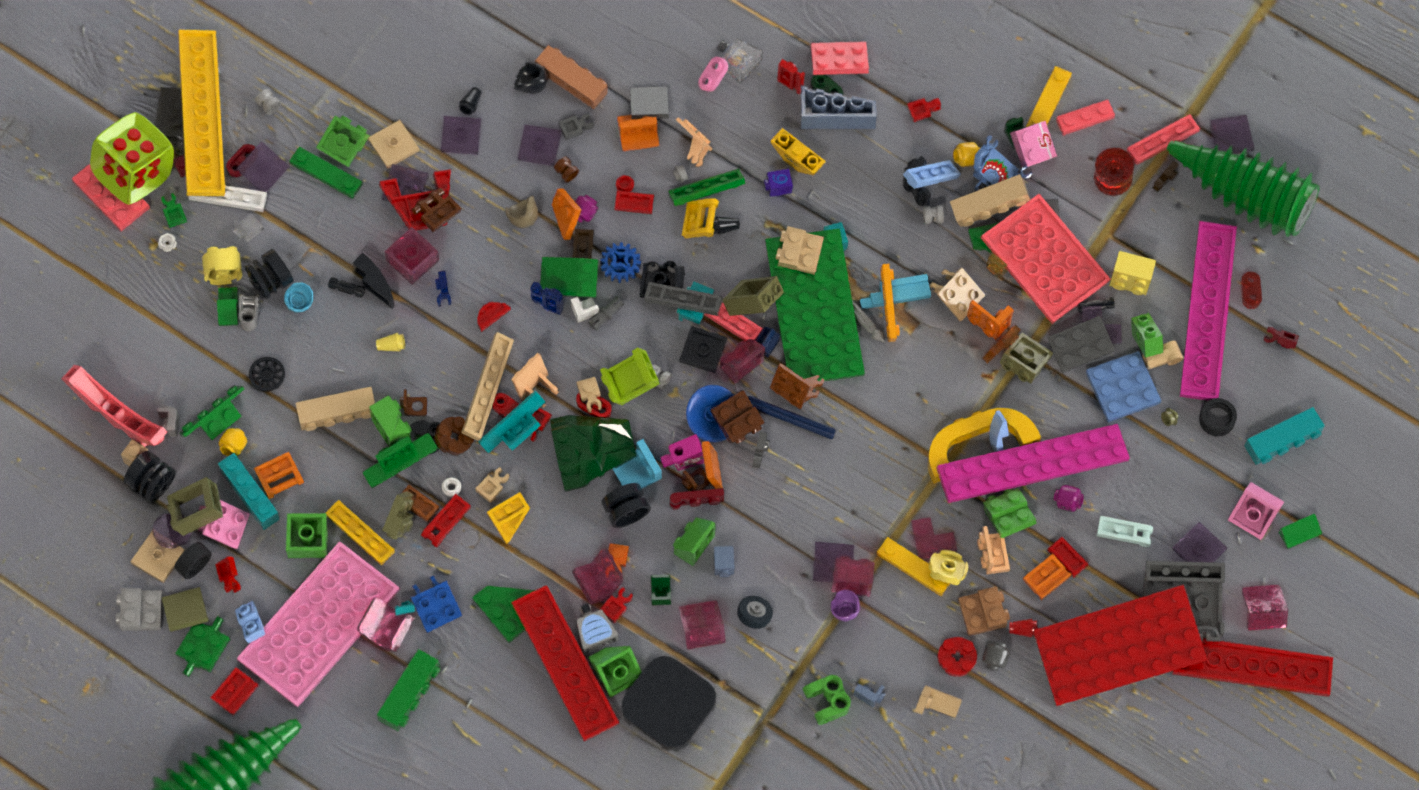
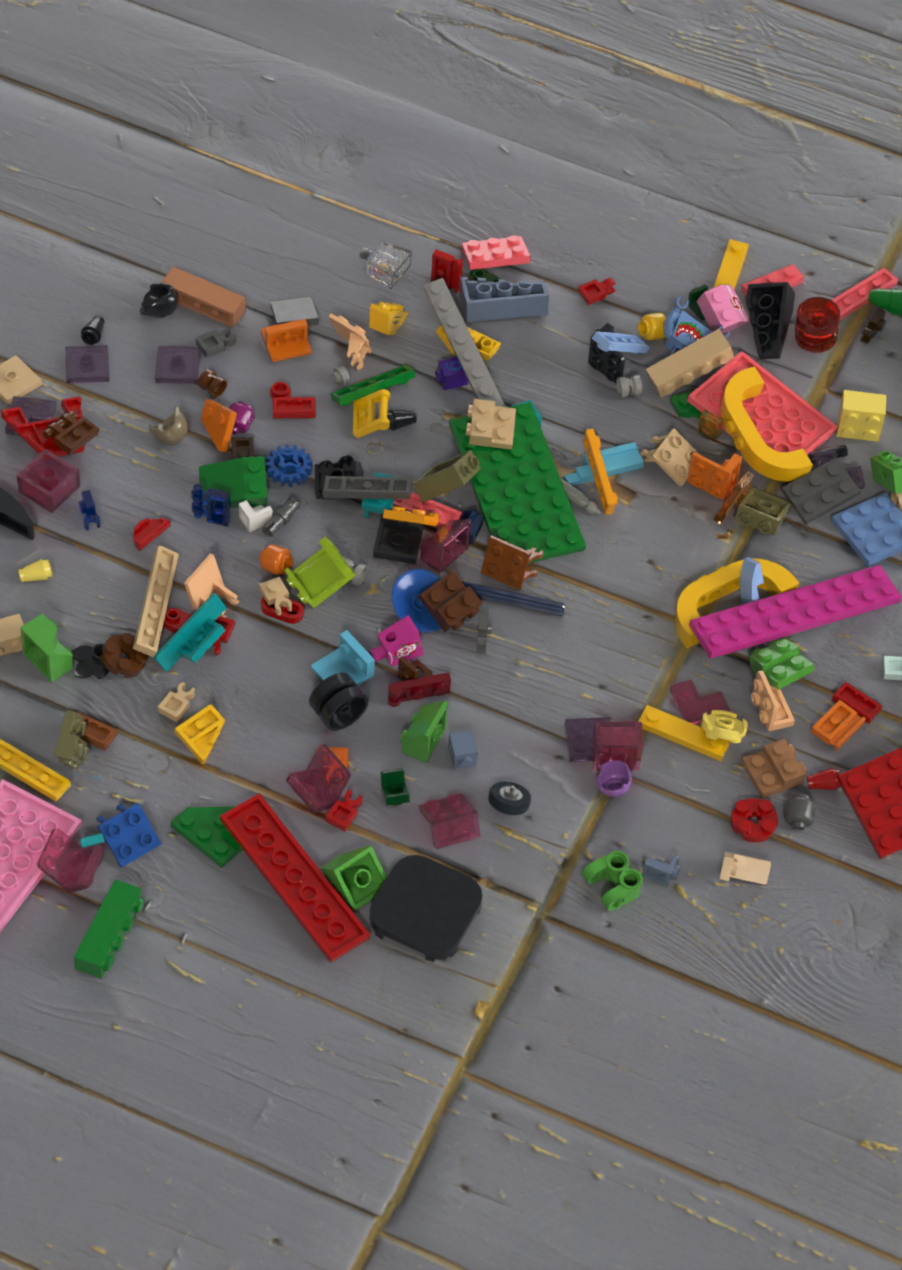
camera: 10 degrees left, 15 degrees down
(398, 457) = (60, 684): green bracket -> none
(406, 403) = (64, 631): reddish brown bracket -> none
(446, 520) = (127, 744): red plate -> none
(451, 481) = (128, 704): white plate -> none
(590, 447) = (286, 651): dark green wedge -> none
(594, 629) = (324, 838): torso -> none
(595, 356) = (276, 559): none -> orange head
(712, 465) = (430, 648): orange tile -> none
(713, 75) = (361, 279): bright pink plate -> none
(716, 331) = (415, 516): none -> light orange plate
(730, 118) = (387, 317): none -> yellow slope
(791, 163) = (462, 342): none -> light grey plate
(1024, 289) = (762, 458): none -> yellow arch
(1069, 498) = (844, 642): magenta head -> none
(1074, 156) = (770, 316): none -> black wedge

